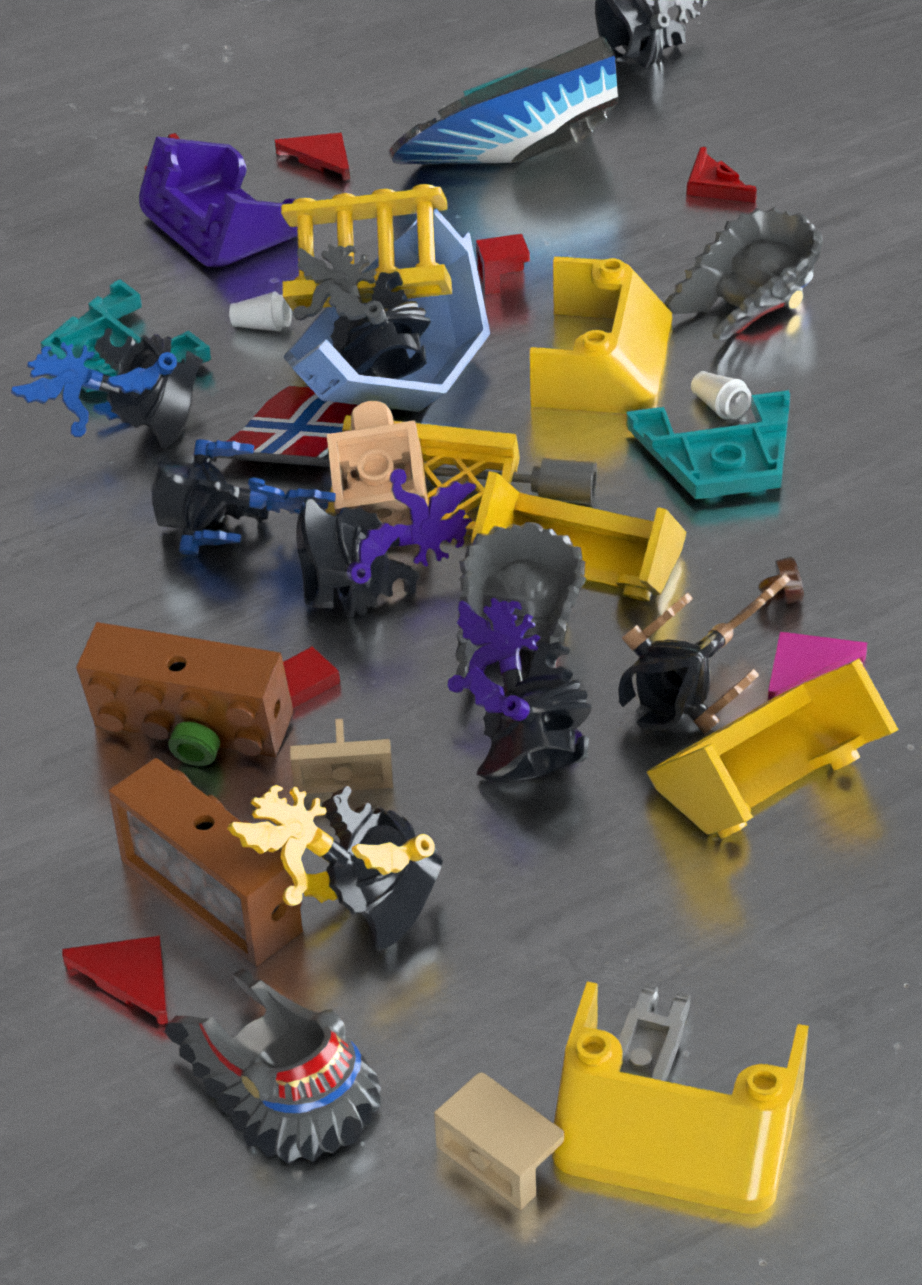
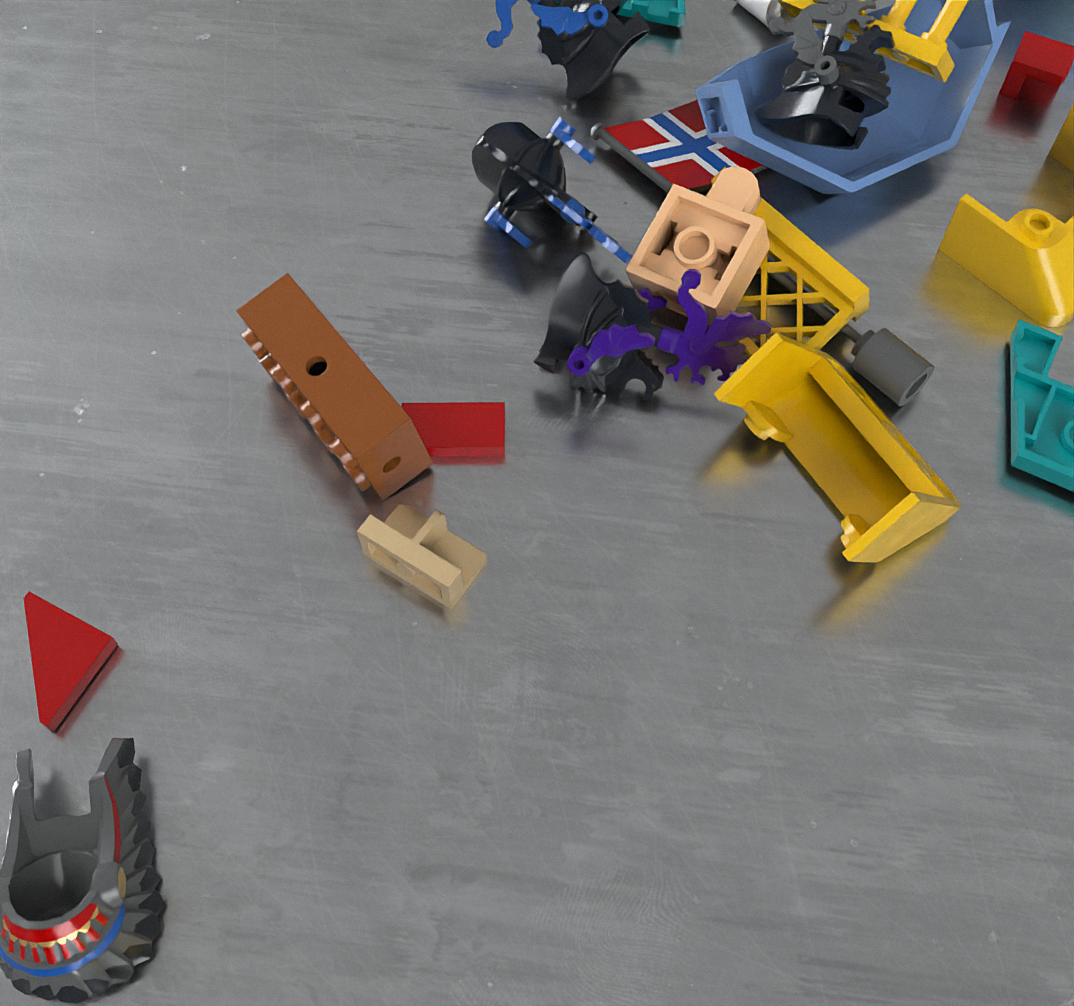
camera: 35 degrees right, 20 degrees up
(185, 851) = (191, 596): dark orange brick -> none
(194, 743) = (311, 445): bright green tile -> none
(373, 869) = (298, 722): helmet -> none
(525, 567) = (715, 481): dark grey piece -> none
(528, 719) = (604, 640): black helmet -> none
(676, 673) = (808, 688): black helmet -> none
(773, 747) = (819, 837): yellow windscreen -> none
(793, 590) = (1020, 636): reddish brown tile -> none
(808, 656) = (965, 749): dark pink tile -> none

